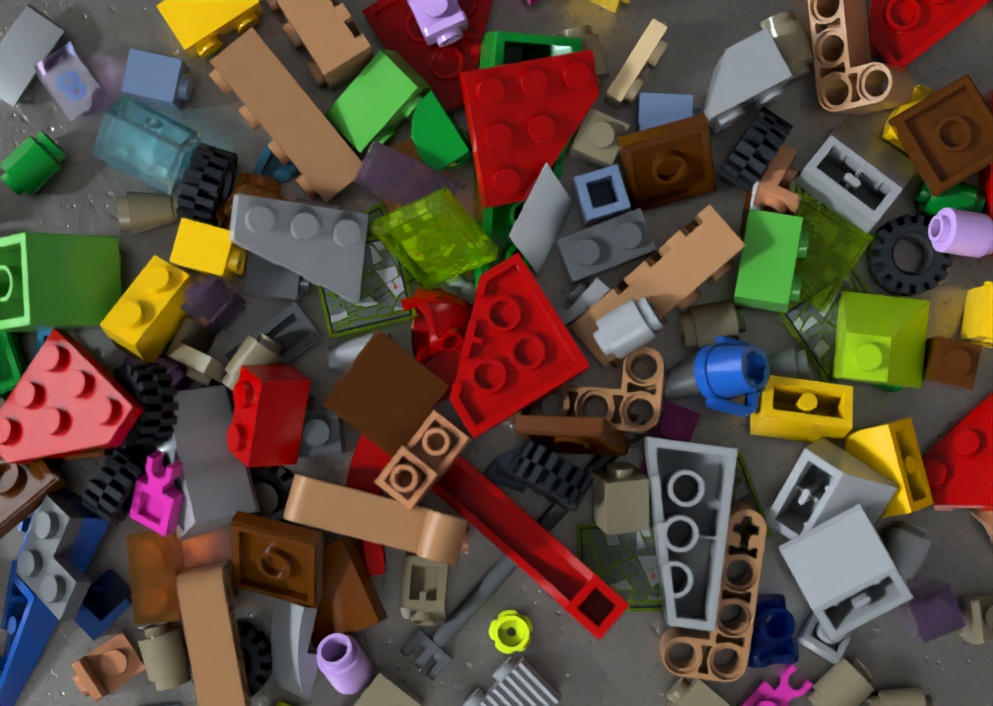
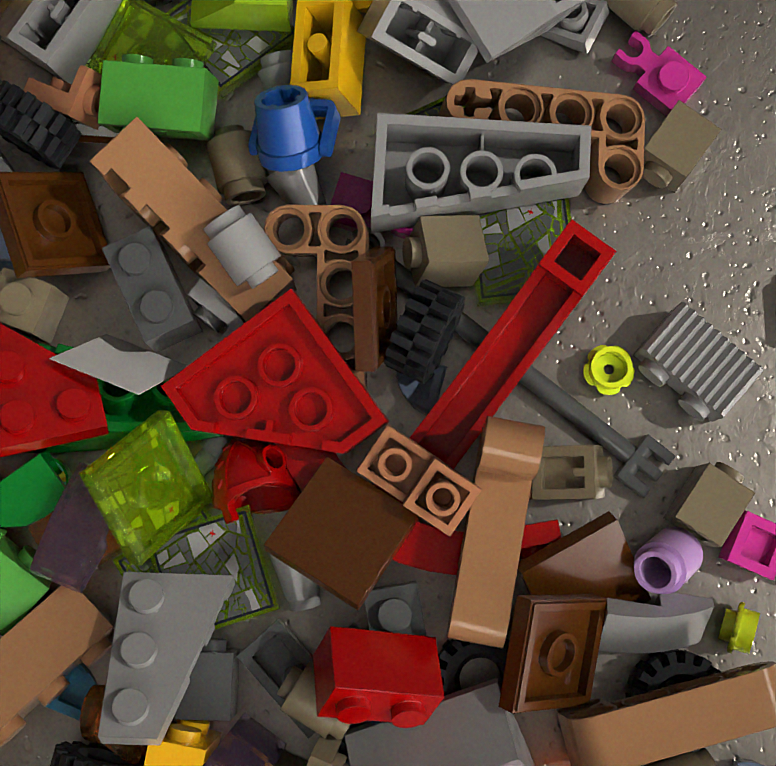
camera: 90 degrees left, 5 degrees down
(600, 195) = (90, 297): sand blue brick -> none
(772, 639) = (582, 70): clear blue plate -> none

